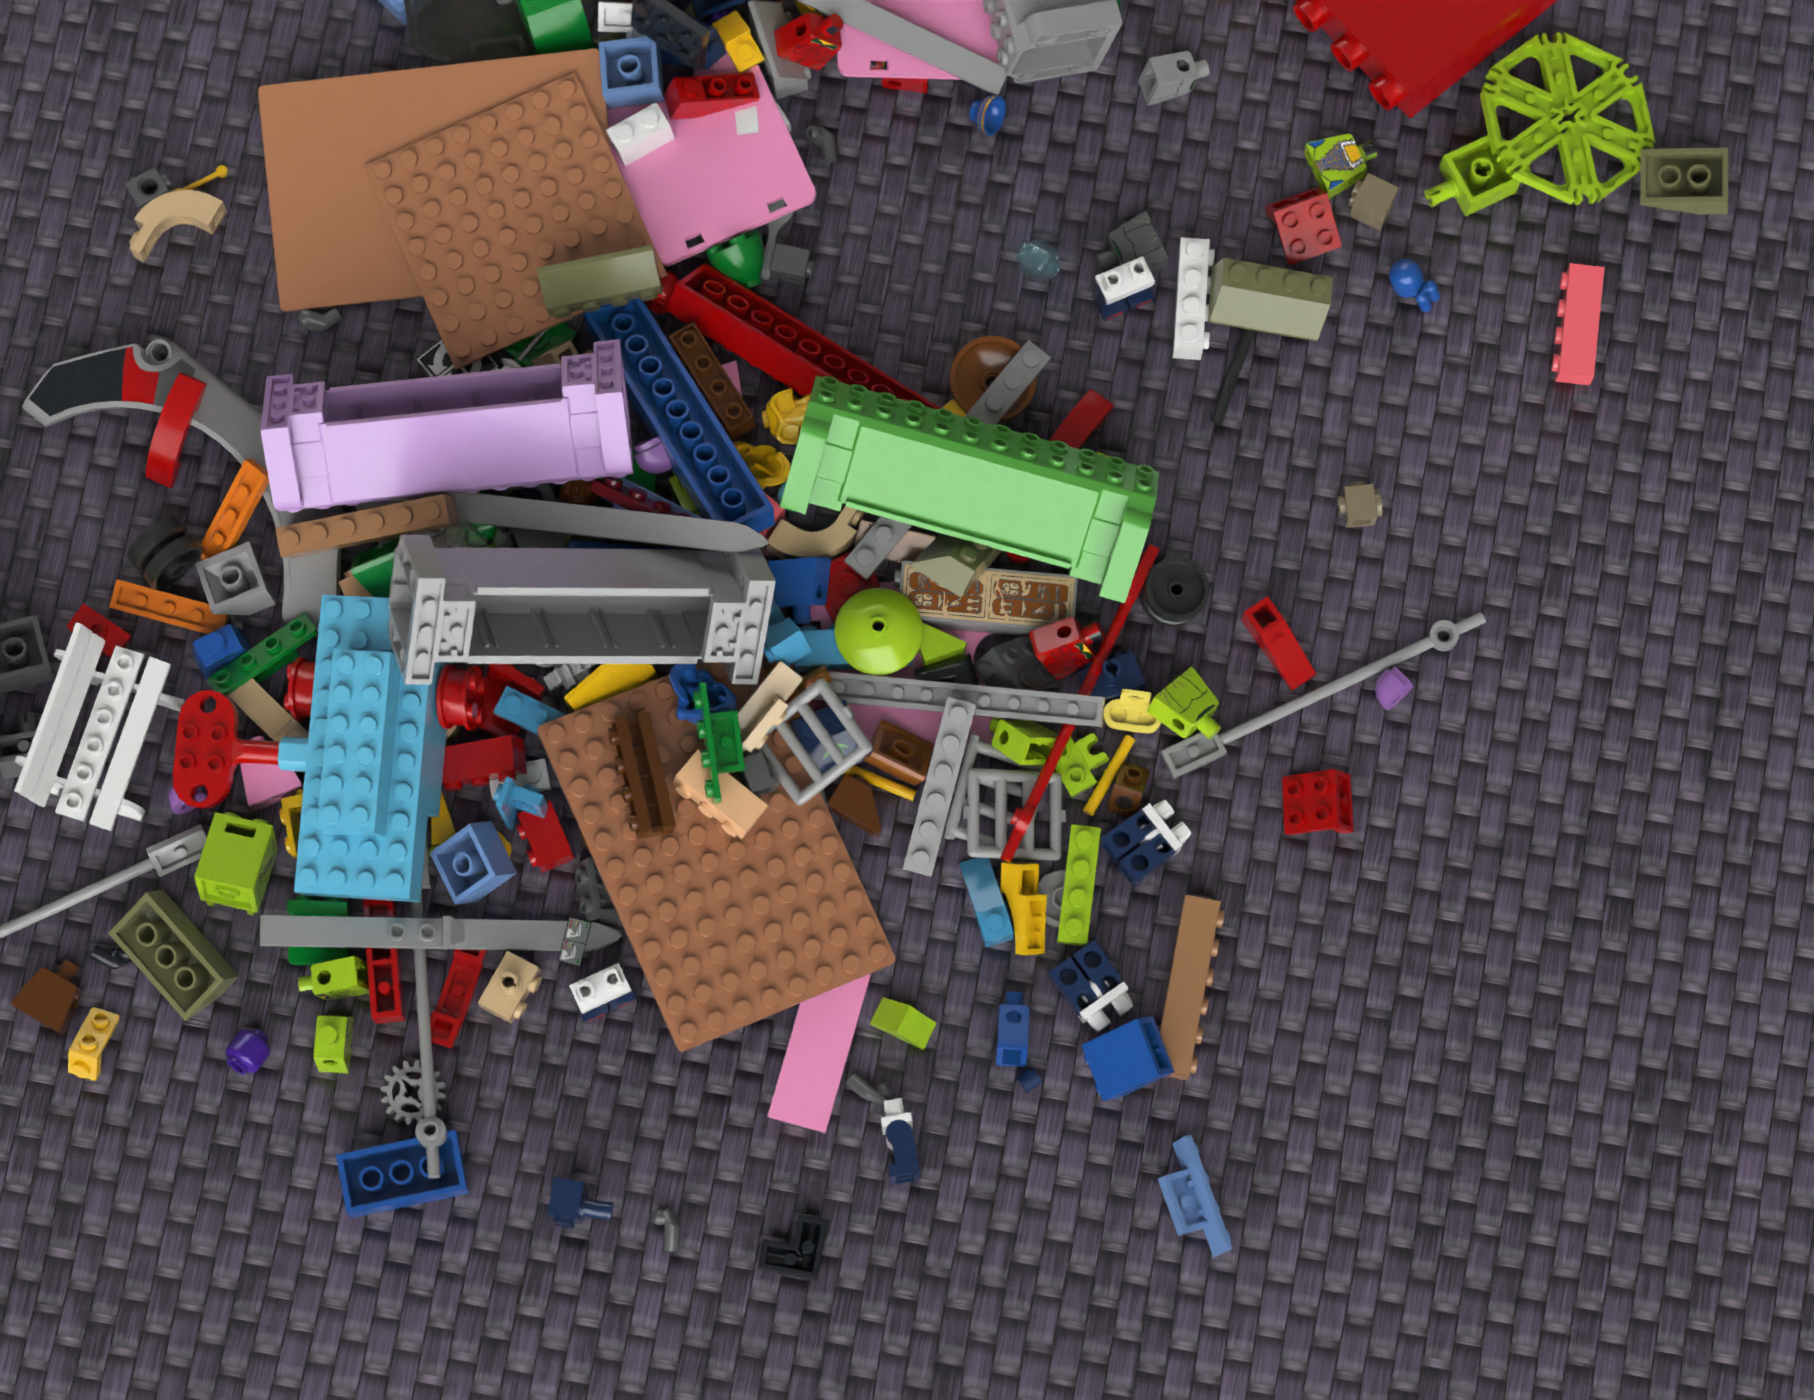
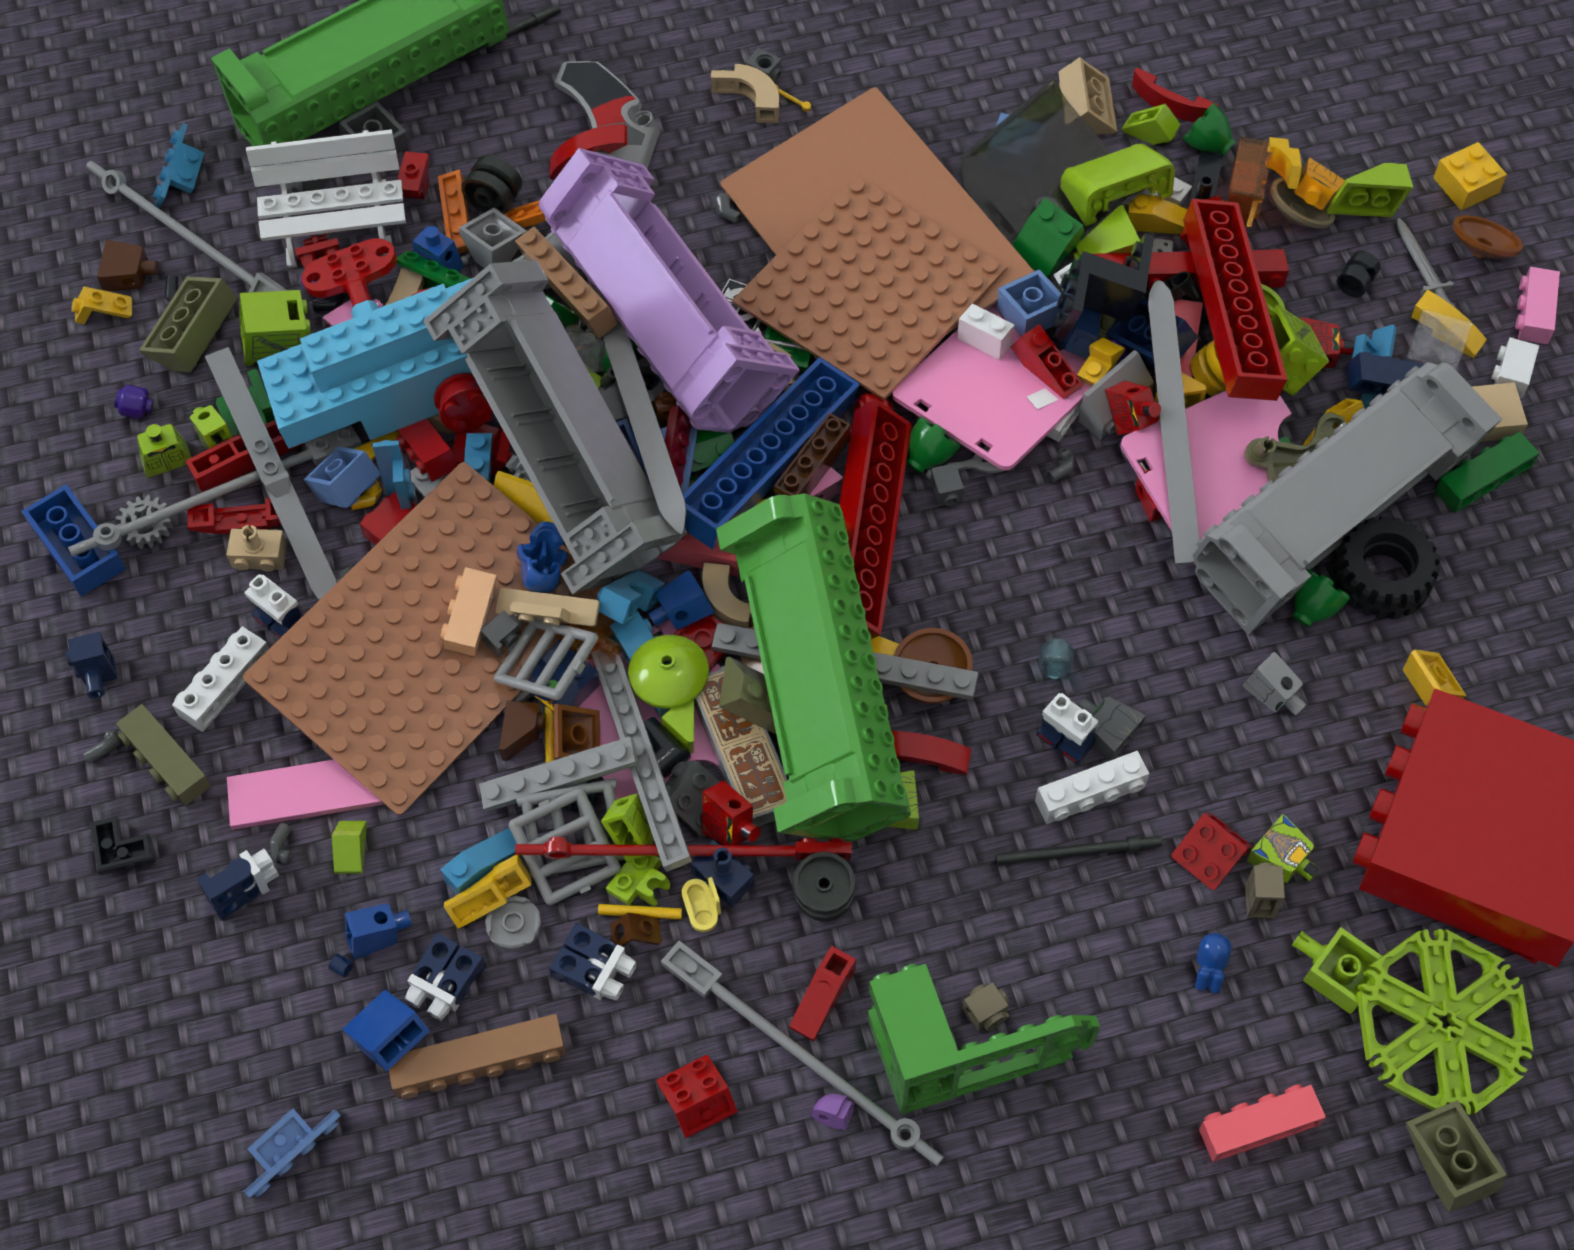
camera: 65 degrees right, 15 degrees down
(148, 765) = (315, 248): none -> red hips
(574, 941) = (314, 578): light grey sticker -> none
(600, 281) = (846, 347): olive slope -> none
(642, 775) = (456, 547): reddish brown brick -> none
(651, 1080) = (219, 680): none -> white brick
(652, 456) = (723, 442): medium lavender piece -> none
(711, 1170) = (163, 755): none -> olive brick
(721, 742) = (504, 582): green bracket -> none
(988, 113) = (1157, 569): blue piece -> none
(1079, 885) = (527, 926): lime plate -> none
(1186, 706) = (727, 940): lime torso -> none
(1269, 299) = (1125, 845): slope -> none
(1388, 578) = (924, 1057): none -> bright green bracket

